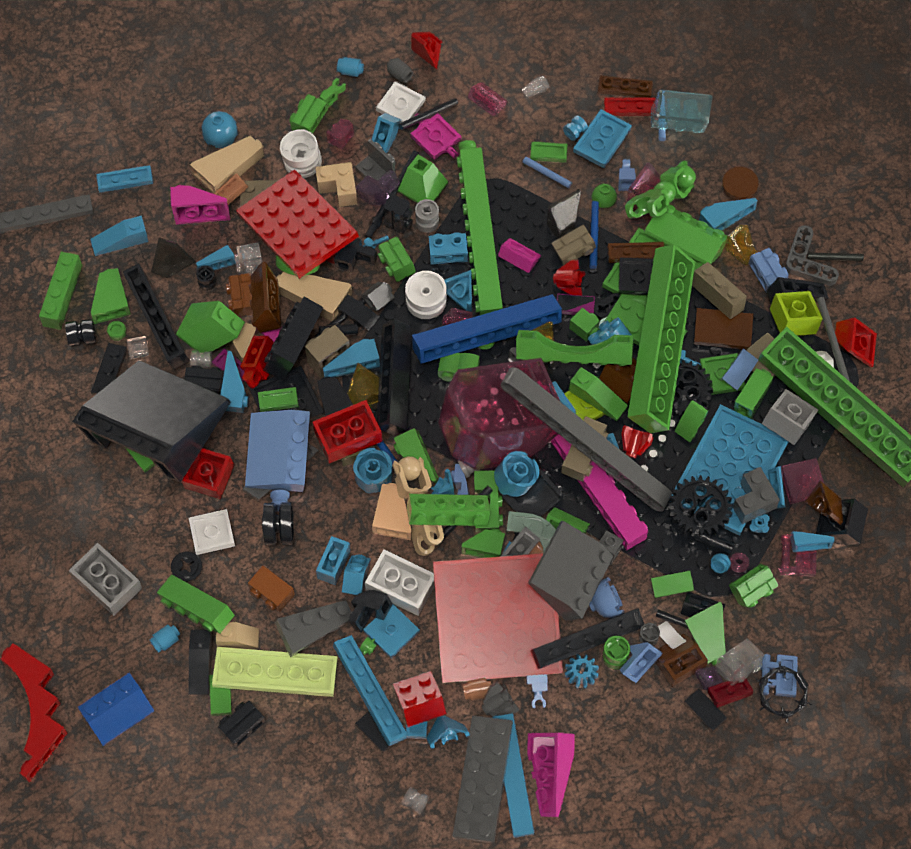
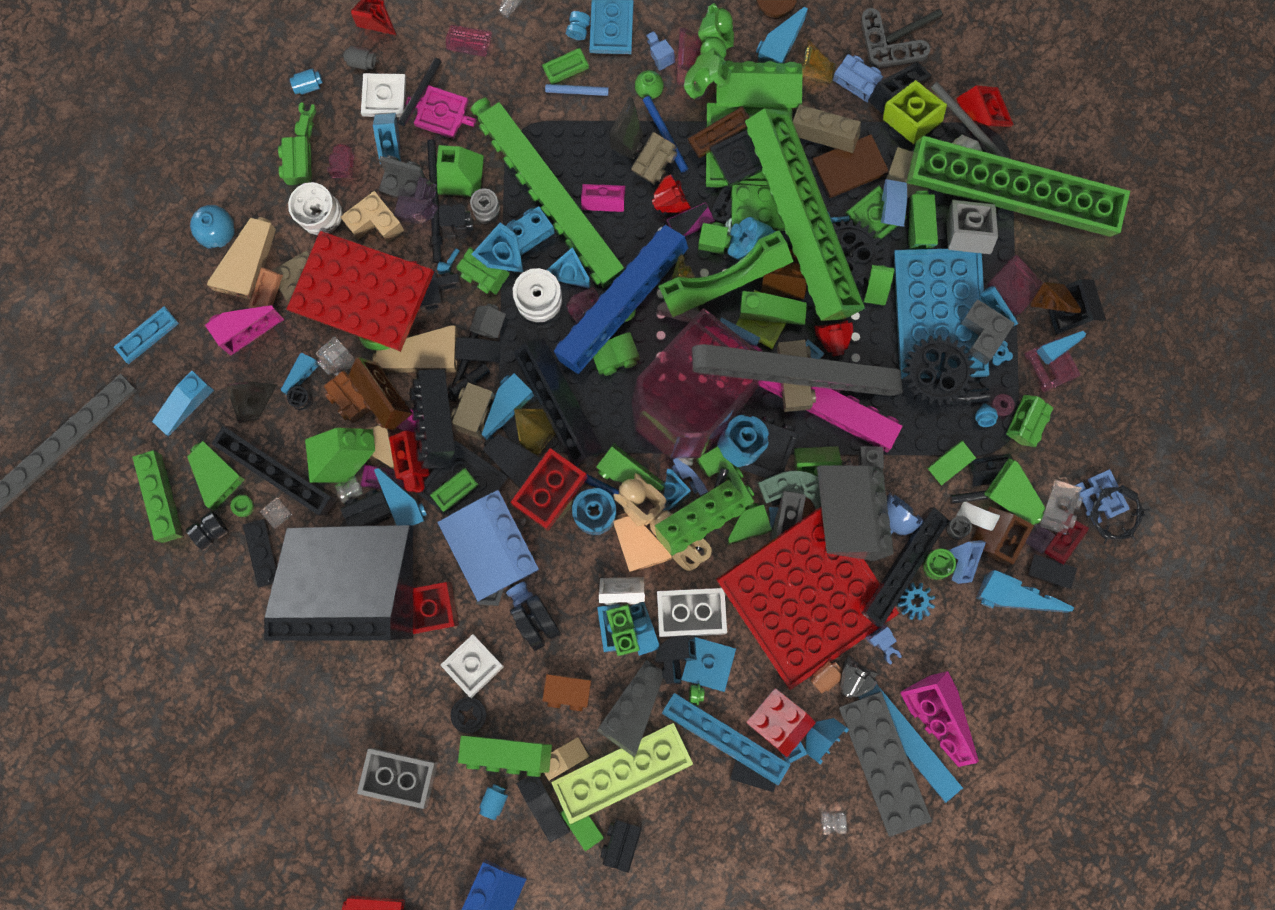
camera: 25 degrees left, 15 degrees up
(340, 560) = (623, 630): none -> bright green slope
(364, 540) = (621, 590): none -> white plate
(417, 248) = (500, 250): none -> dark azure slope
(656, 703) = (1006, 592): none -> dark azure wedge

